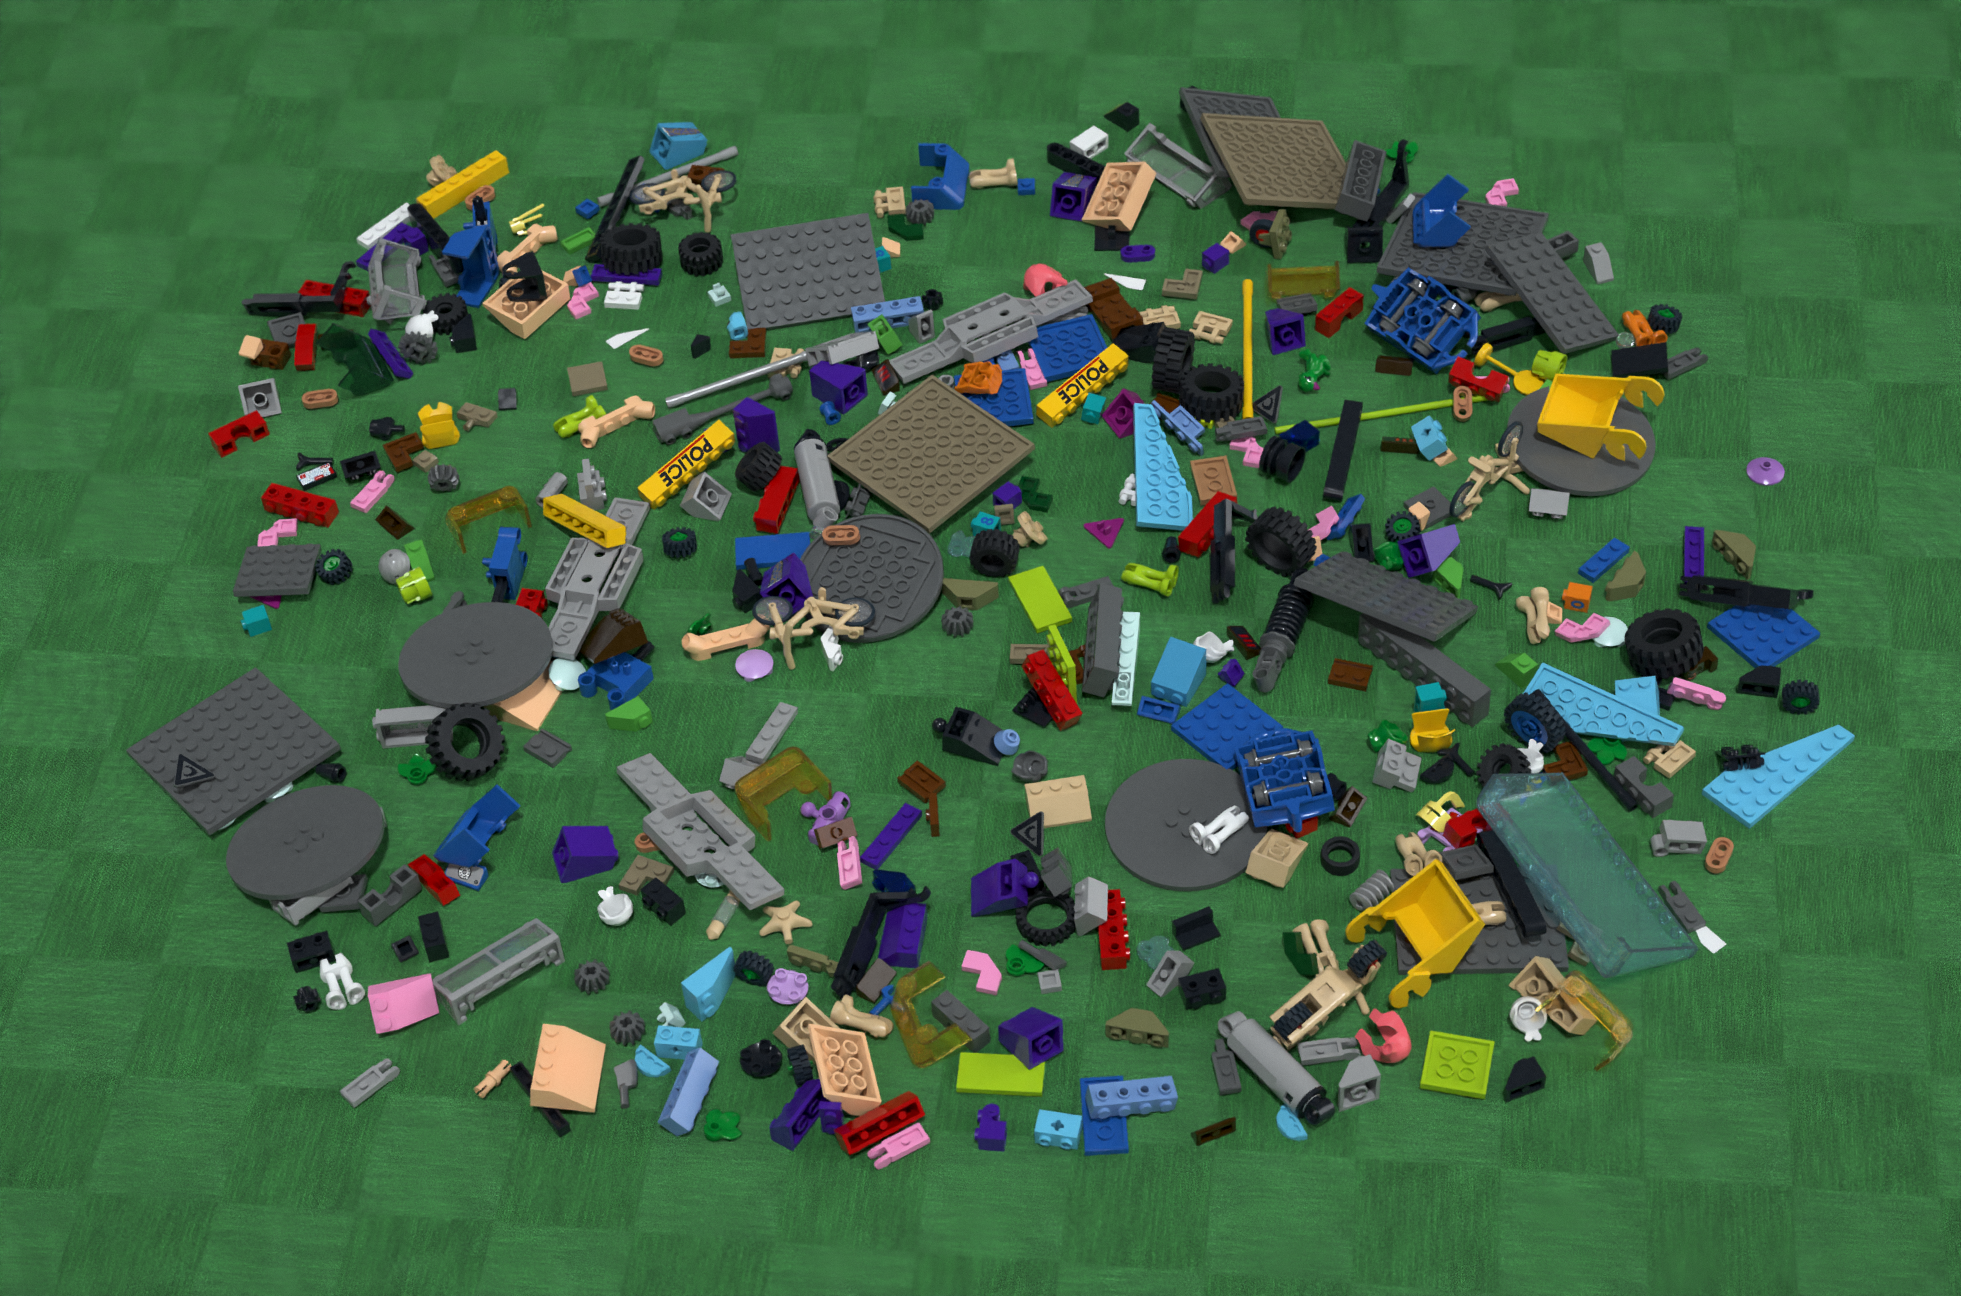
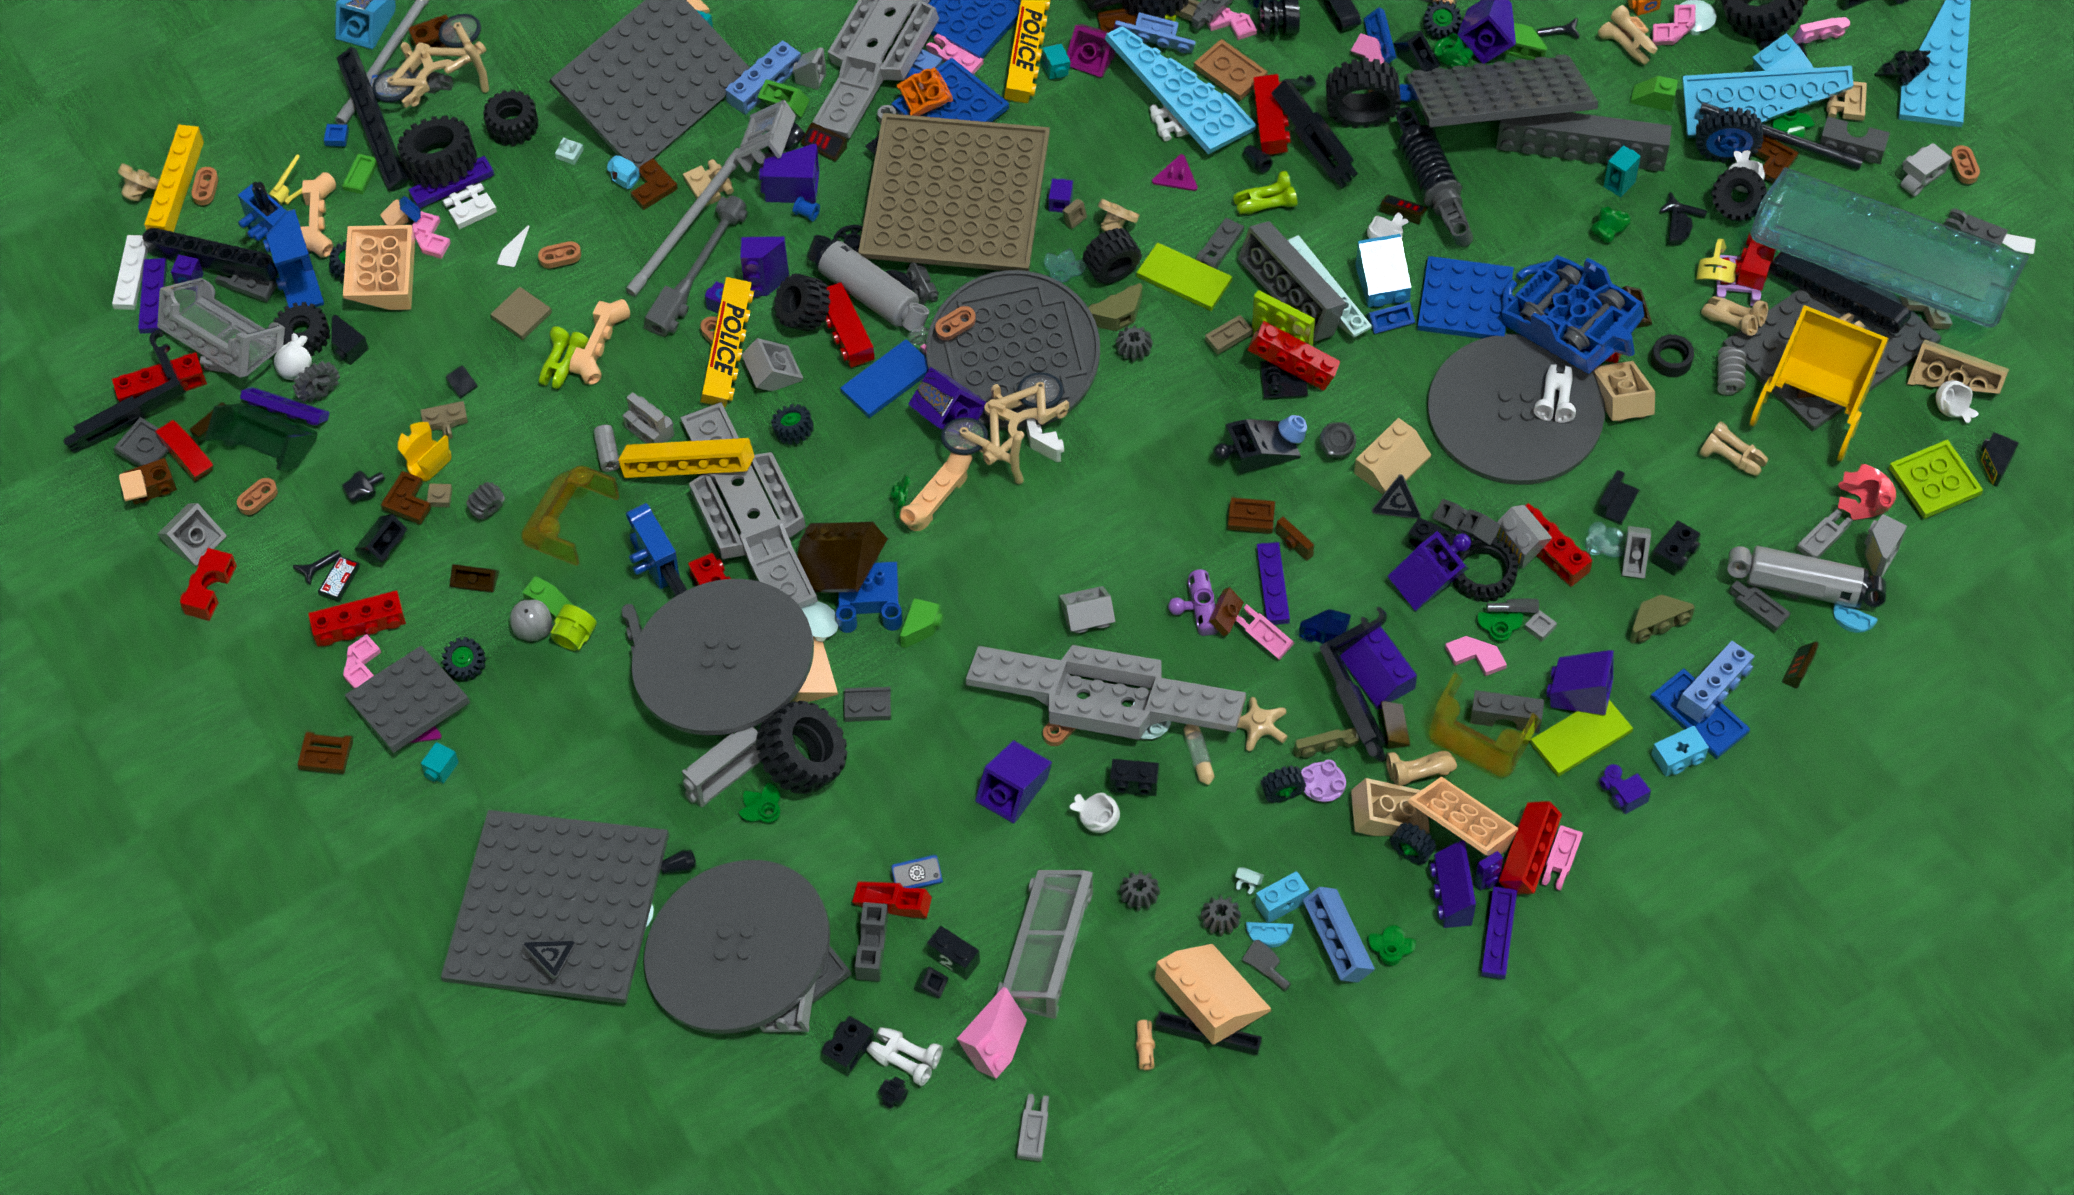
camera: 40 degrees left, 10 degrees up
(197, 578) = (324, 758): none -> reddish brown plate
(372, 492) = (417, 561): bright pink hinge -> none
(469, 835) = (883, 831): blue windscreen -> none
(533, 282) = (382, 243): black hose -> none
(644, 870) = (1082, 759): dark tan plate -> none
(700, 345) = (606, 213): black slope -> none
(709, 985) = (1264, 832): medium azure slope -> none
(745, 592) = (906, 434): black slope -> none
(753, 571) = (899, 413): black pin -> none
(754, 664) = (983, 500): lavender dish -> none
(761, 1059) = (1366, 862): black dish -> none
(771, 733) = (1069, 555): light grey plate -> none
(774, 778) = (1135, 576): clear yellow windscreen -> none
(801, 1166) = (1499, 933): none -> dark purple plate
(887, 999) = (1419, 735): blue bar -> none
(888, 402) = (856, 168): light aqua tile -> none
(932, 299) = (792, 36): black gear -> none
(985, 521) = (1069, 235): teal brick -> none
(1030, 496) = (1084, 183): dark green tile -> none
(1231, 672) = (1423, 244): dark purple tile -> none
(1304, 962) = (1717, 464): dark green tile -> none
(1324, 993) = (1805, 482): tan piece -> none
(1350, 674) = (1521, 184): reddish brown plate -> none
(1396, 767) = (1642, 246): light grey brick -> none
(1430, 731) = (1641, 190): yellow piece -> none
(1466, 862) = (1786, 295): dark grey plate -> none
(1600, 1006) = (1981, 351): clear yellow windscreen -> none

